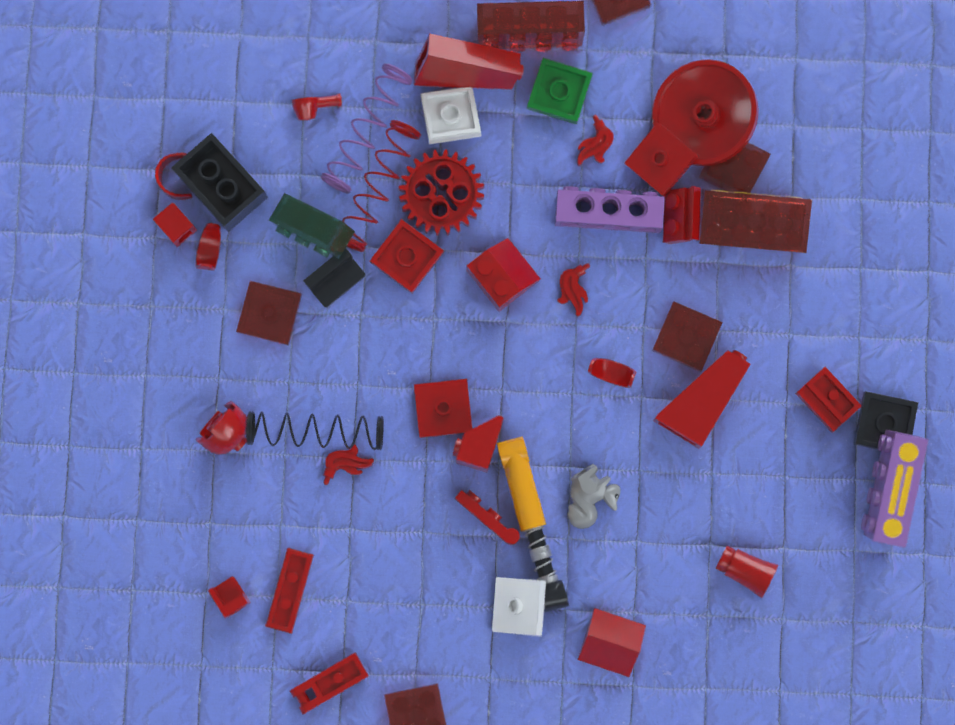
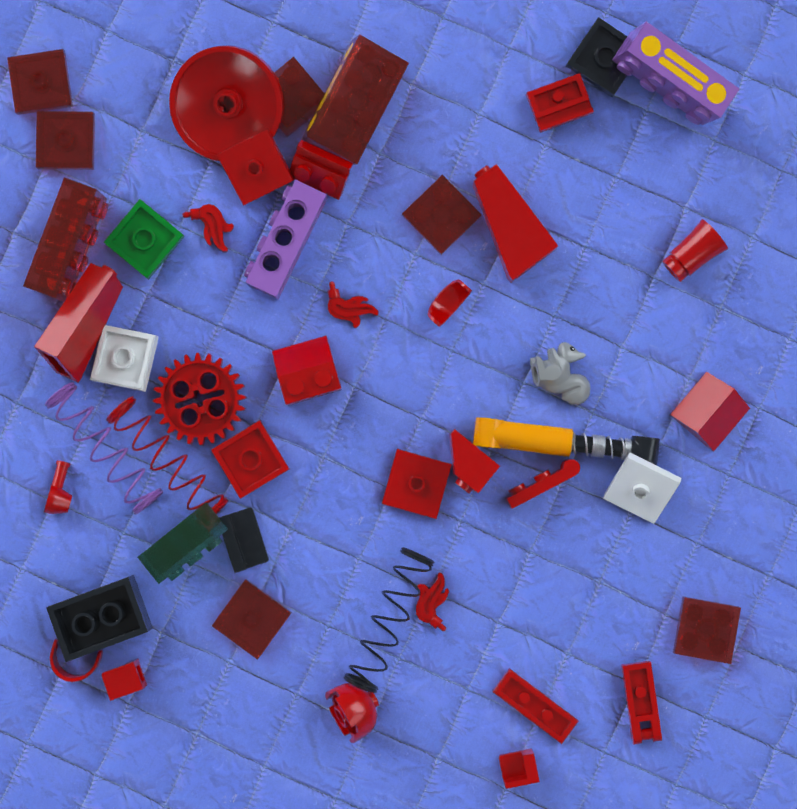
camera: 70 degrees left, 5 degrees up
(208, 247) = (162, 654): red helmet -> none

